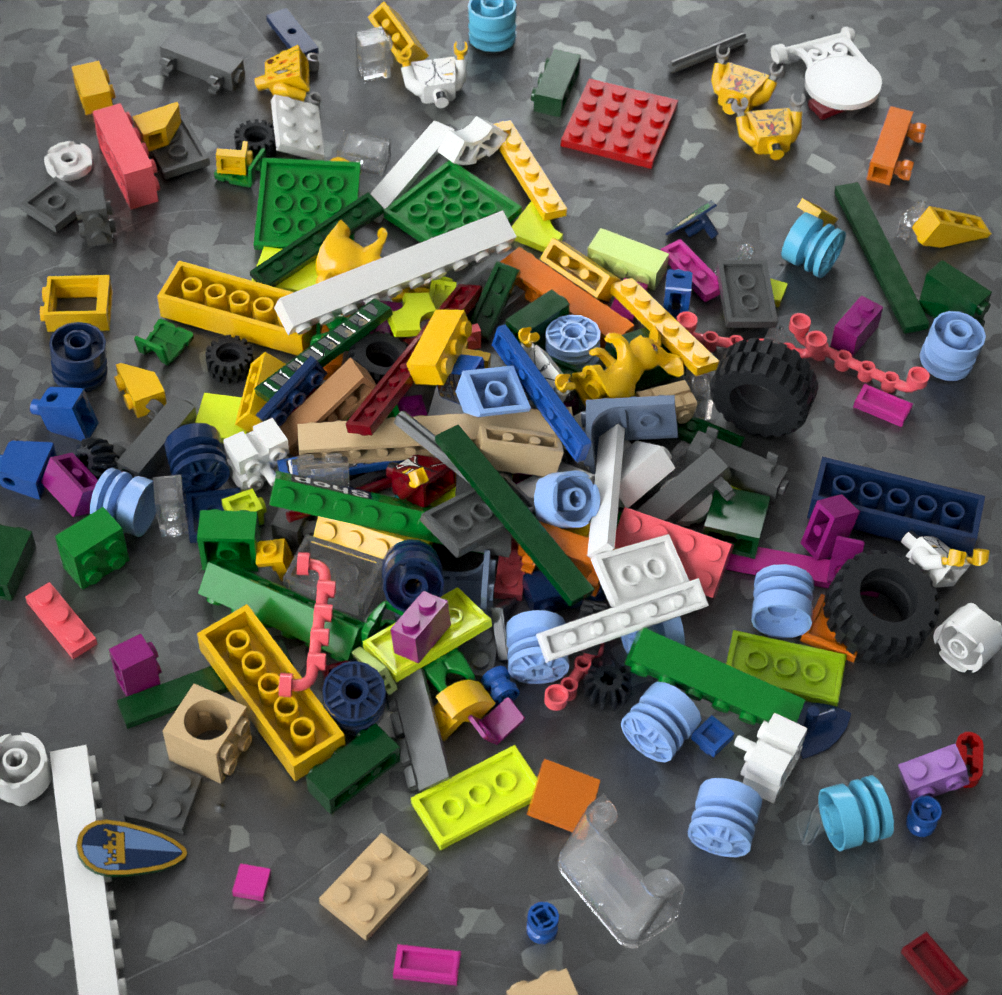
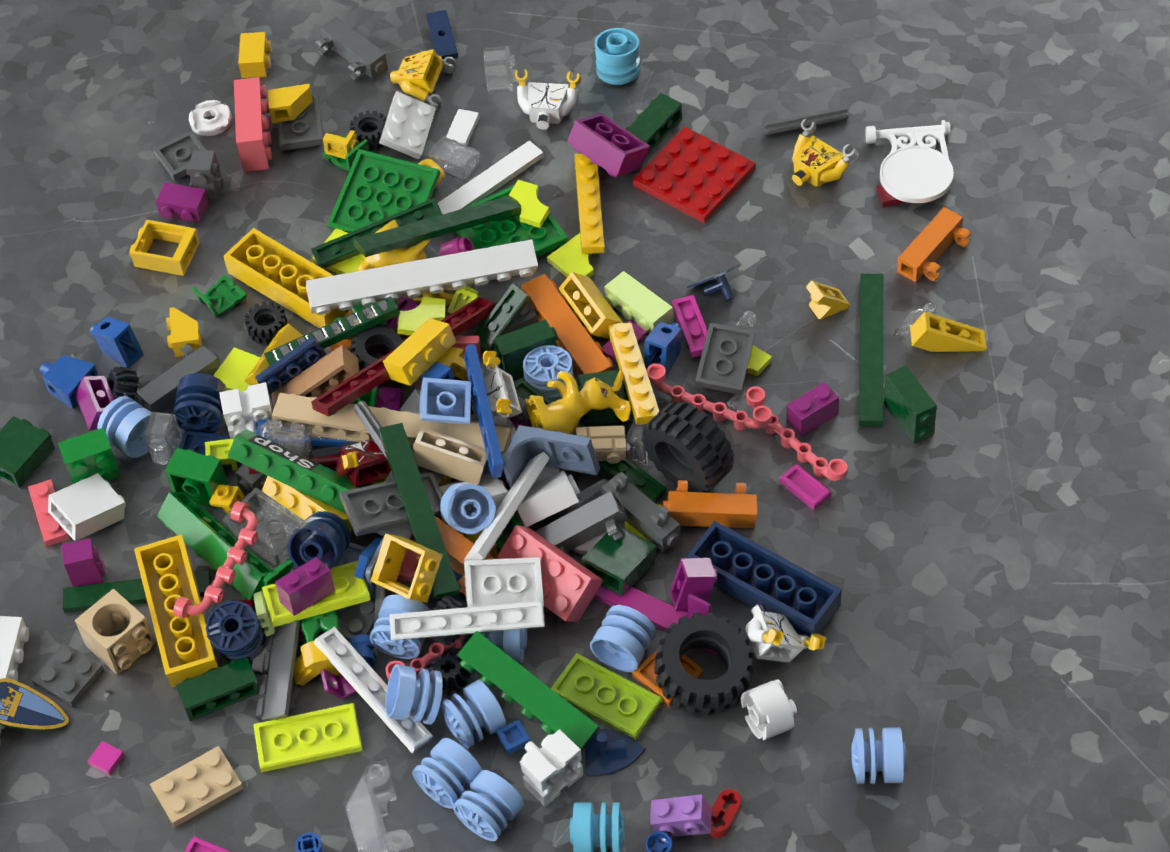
camera: 25 degrees right, 0 degrees up
(77, 252) = (182, 202): none -> magenta brick
(78, 356) = (143, 295): dark blue wheel -> none
(109, 602) = (86, 507): none -> white brick
(355, 117) = (463, 126): none -> white tile
(387, 219) = (436, 226): none -> dark green tile
(399, 32) = (529, 53): yellow brick -> none
(408, 238) = (456, 246): none -> dark pink brick
(471, 185) = (532, 210): none -> neon yellow tile
(472, 142) = (551, 168): white brick -> none
(474, 580) = (365, 558): none -> blue tile
(504, 578) = (386, 572): none -> yellow window
(525, 107) = (608, 144): none -> magenta brick
(536, 723) = (370, 687): none -> white tile
(561, 795) = (370, 746): orange tile -> none
(592, 716) = (413, 694): none -> light blue wheel
(663, 794) = (446, 772): none -> light blue wheel
(771, 129) = (825, 208): yellow torso -> none
(808, 446) = (702, 509): none -> orange brick
(813, 244) = (805, 326): medium azure wheel -> none
(952, 346) = (886, 446): light blue wheel -> none

